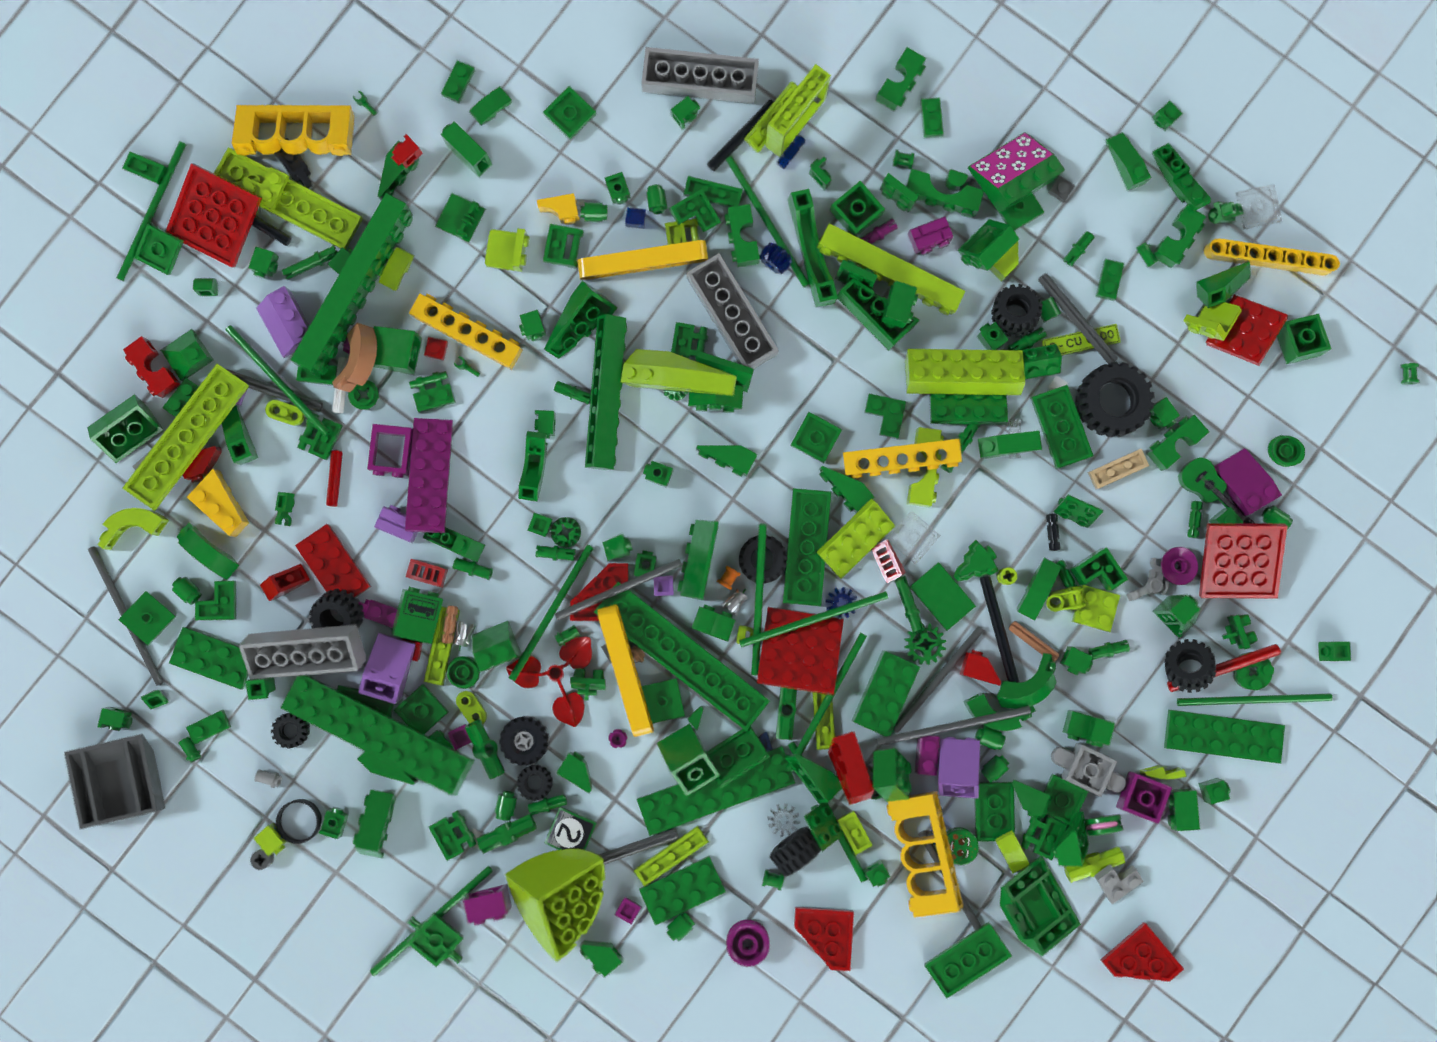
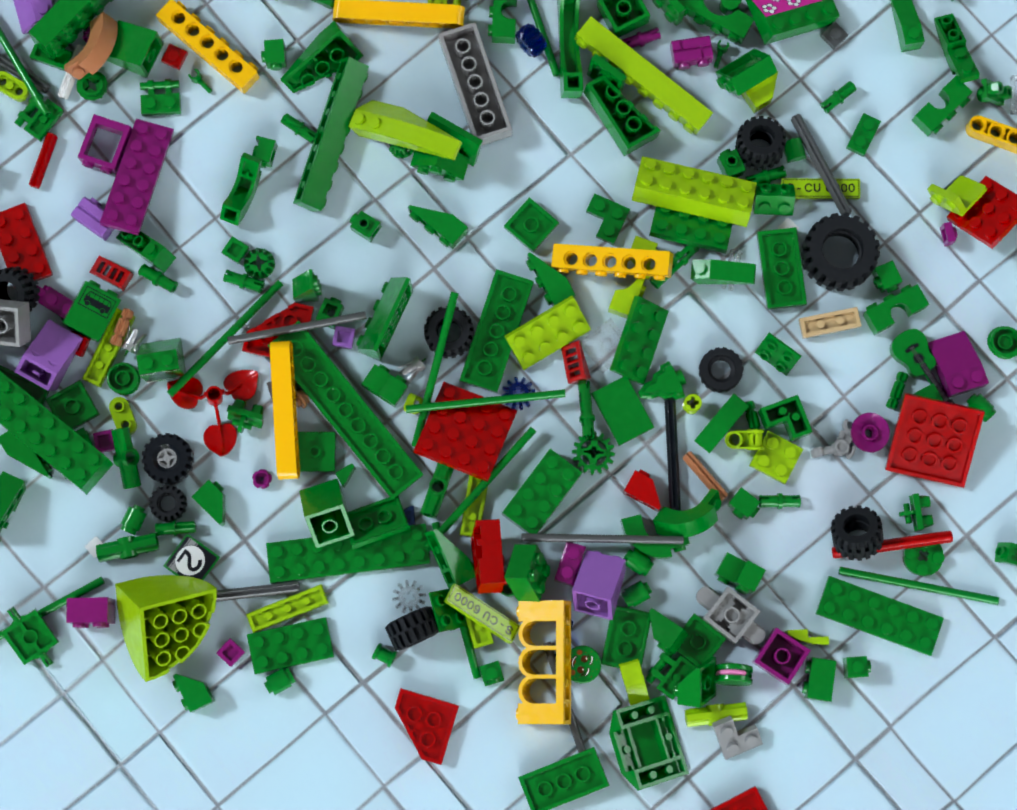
camera: 20 degrees right, 5 degrees down
(448, 839) = (67, 540): green plate -> none
(566, 635) = (235, 365): green pin -> none
(683, 339) = (421, 100): green plate -> none
(728, 577) = (411, 343): orange bush -> none
(744, 955) = (356, 715): magenta wheel -> none
(856, 821) = (481, 613): none -> lime tile
(899, 304) = (641, 109): green brick -> none
(938, 678) = (599, 492): dark grey piece -> none
(944, 526) = (639, 340): none -> green plate
(957, 228) = (721, 51): none -> green hand
(1022, 212) = (789, 50): green plate -> none
(1039, 530) = (725, 355): none -> black tyre
(1053, 532) = (749, 371): black axle -> none
(1146, 254) = (905, 117): green pin -> none
(1178, 613) = (858, 480): green wedge -> none
(1211, 358) = (948, 234): none -> magenta plate
(1222, 285) = (976, 163): green slope -> none

